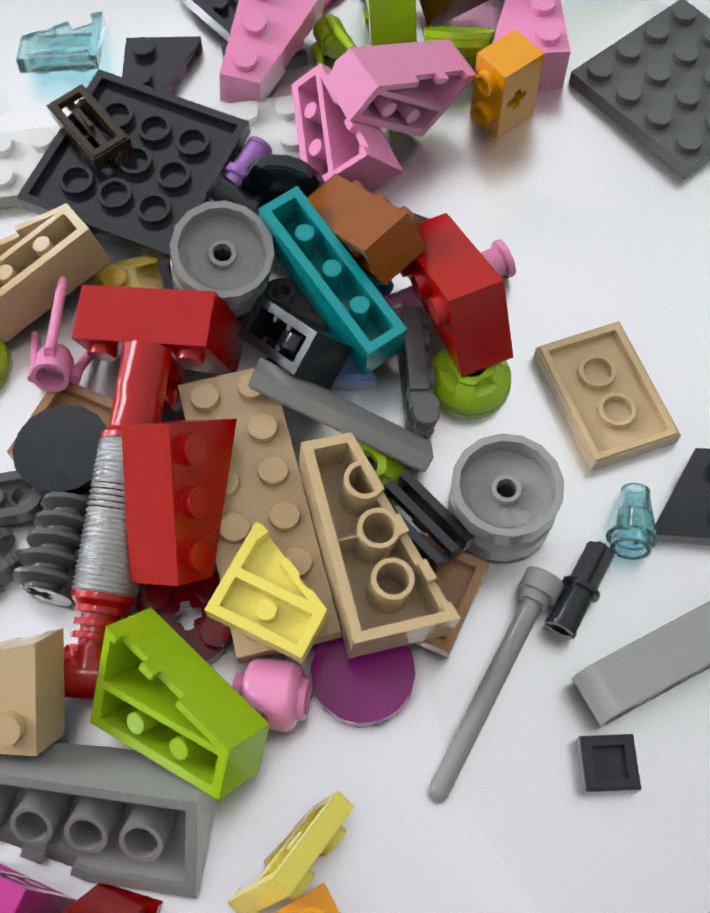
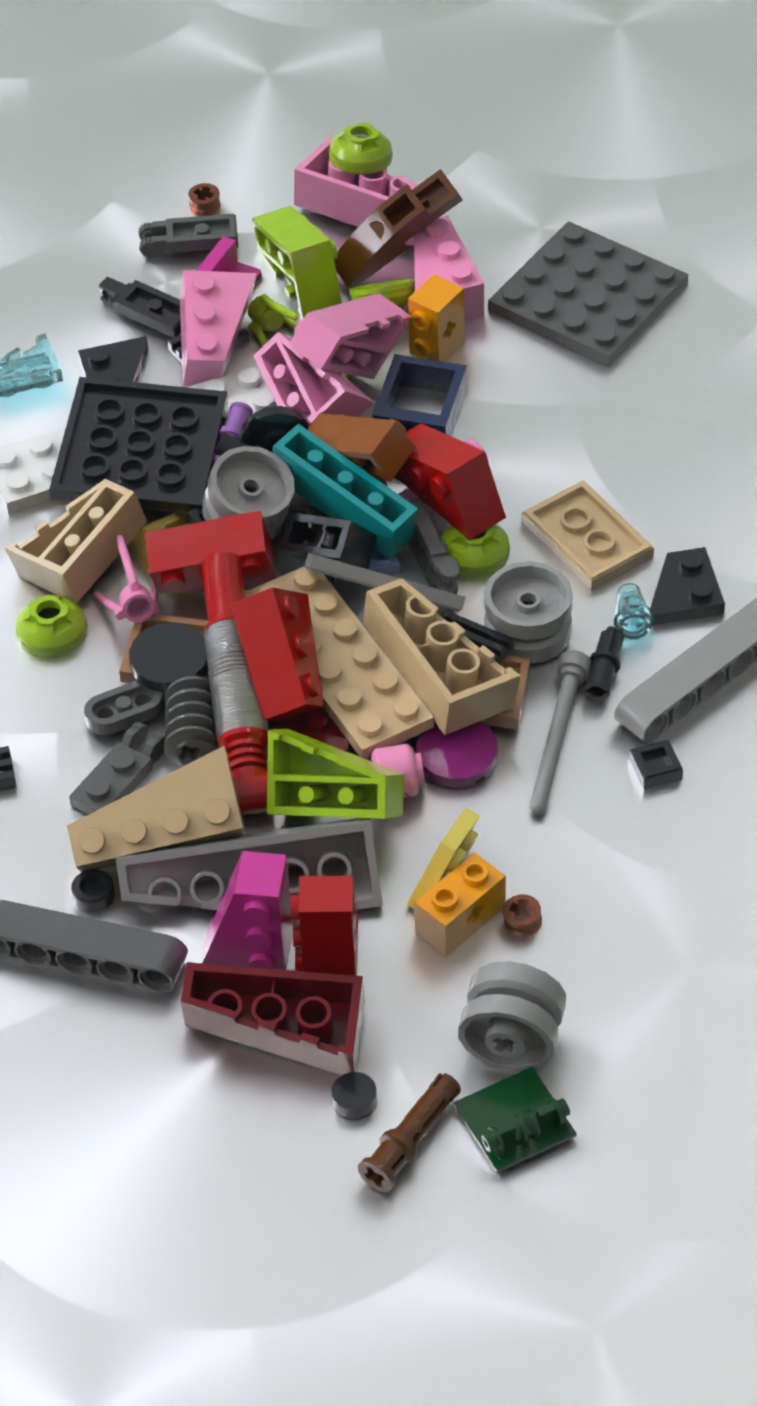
camera: 15 degrees left, 15 degrees down
(106, 148) = (88, 424): dark brown tile -> none
(268, 598) = (375, 699): light yellow wing -> none
(472, 144) = (424, 375): none -> dark blue window

